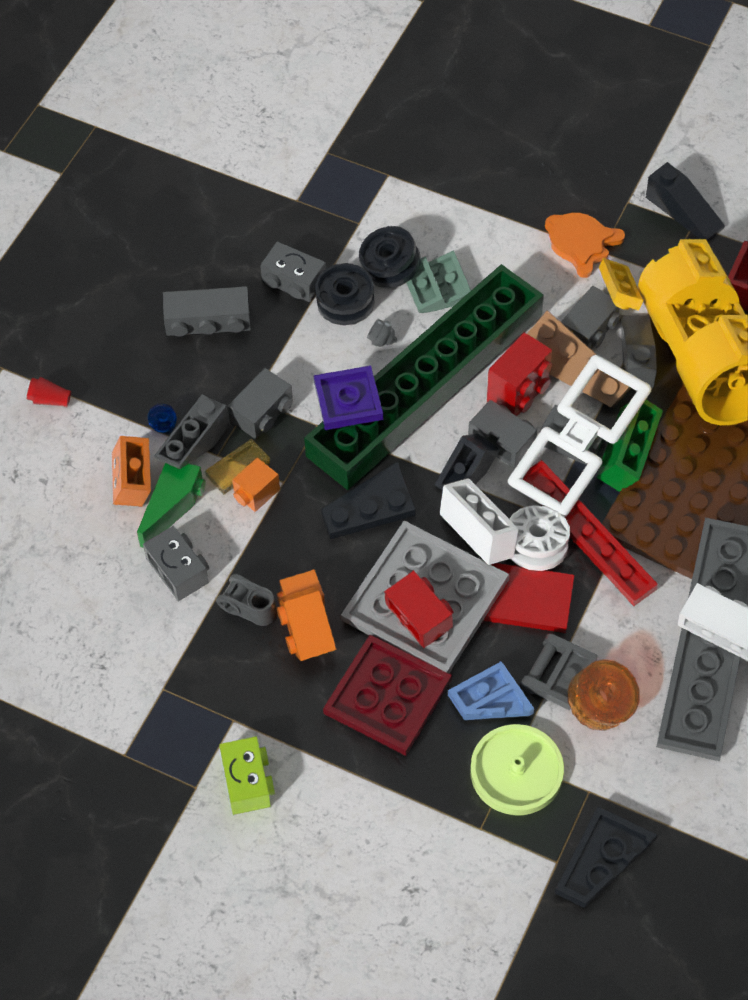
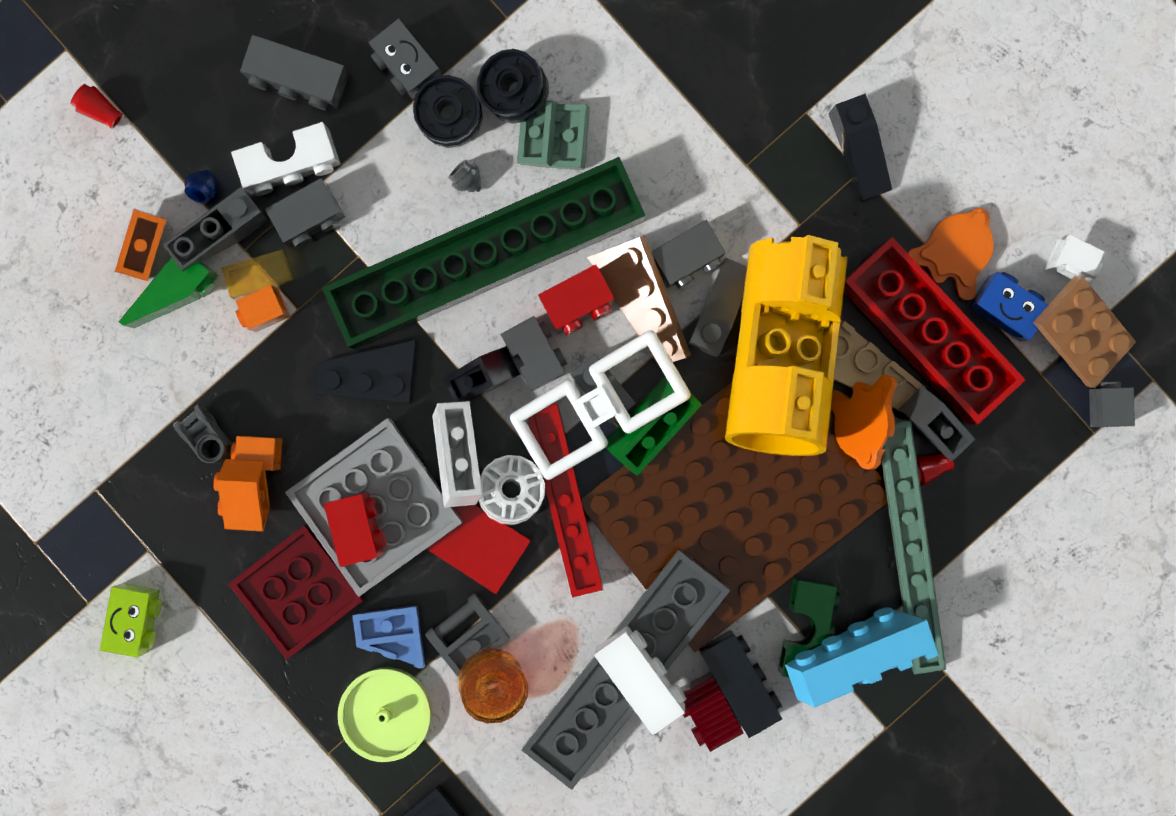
camera: 20 degrees right, 30 degrees up
(176, 562) = (151, 365): dark grey brick -> none
(247, 360) = (312, 155): none -> white arch
(348, 397) = (380, 264): dark purple plate -> none
(581, 240) = (728, 142): orange tile -> none
(620, 285) = (736, 231): yellow plate -> none

